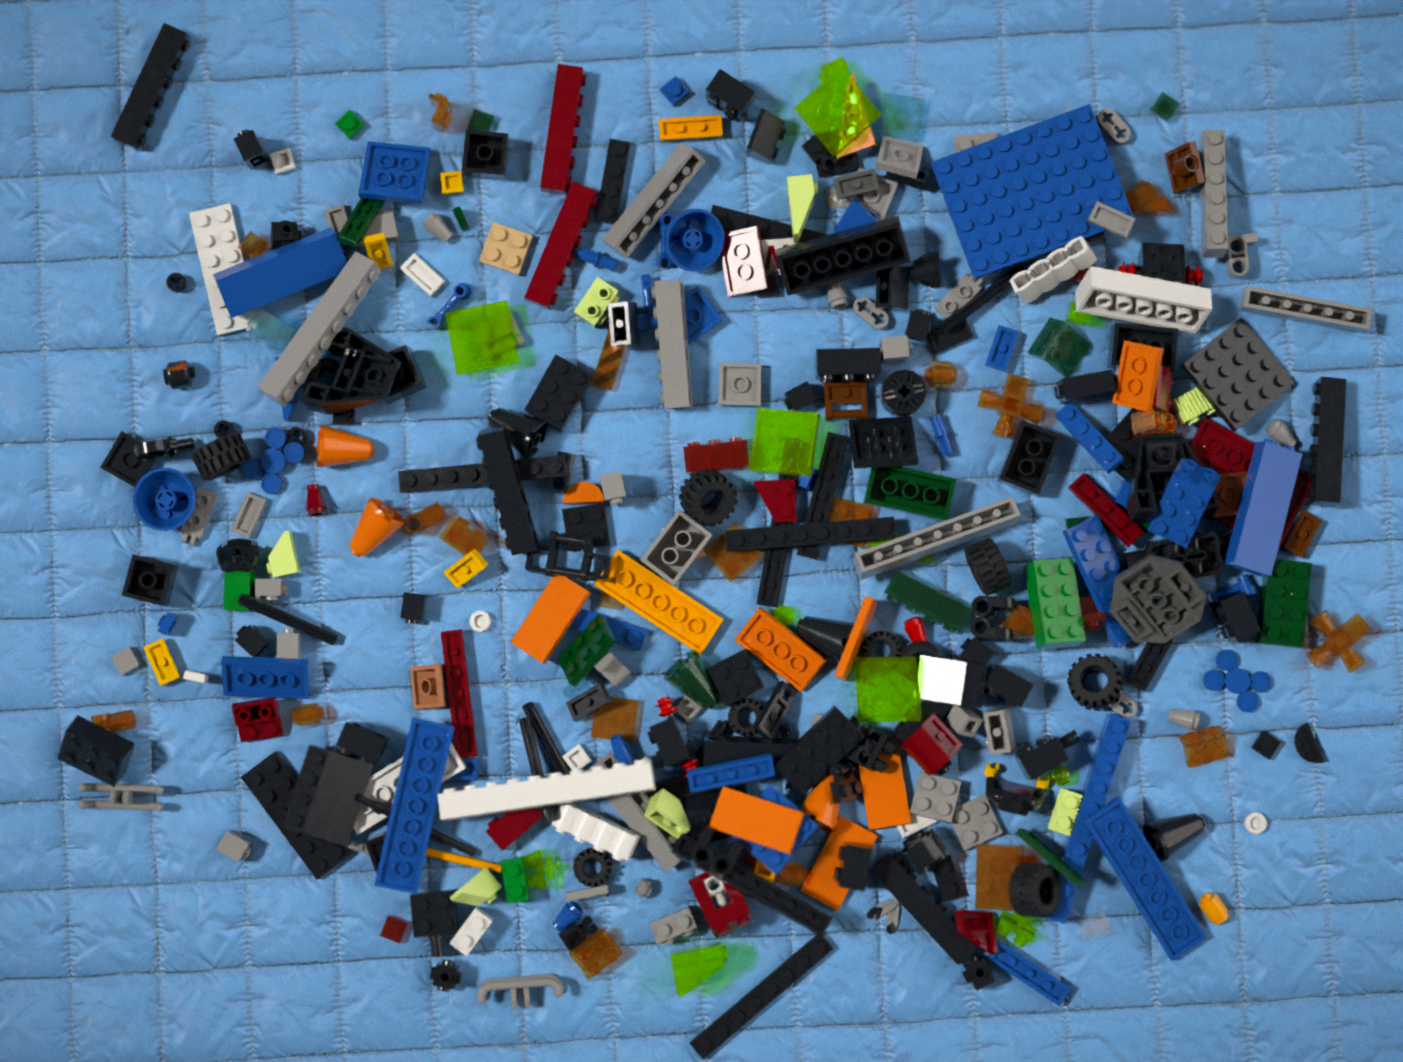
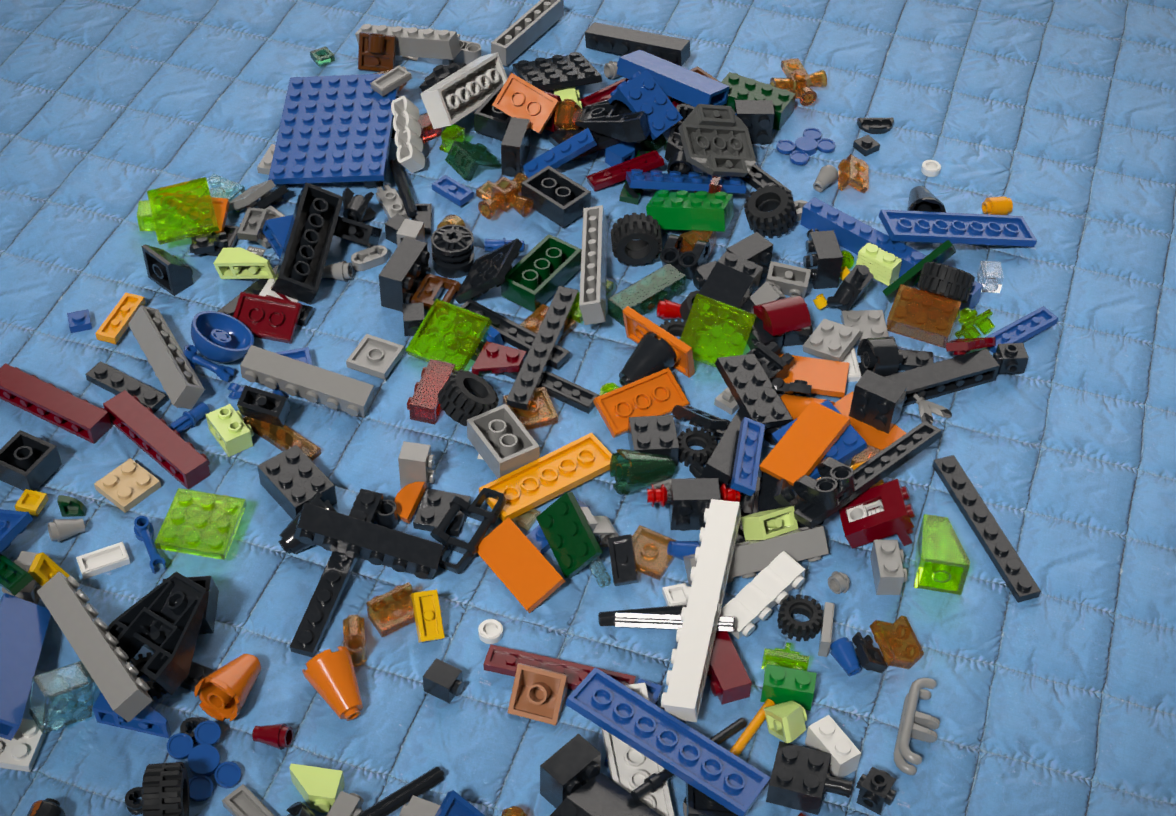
camera: 65 degrees left, 40 degrees down
(729, 95) = (113, 275): black brick -> none

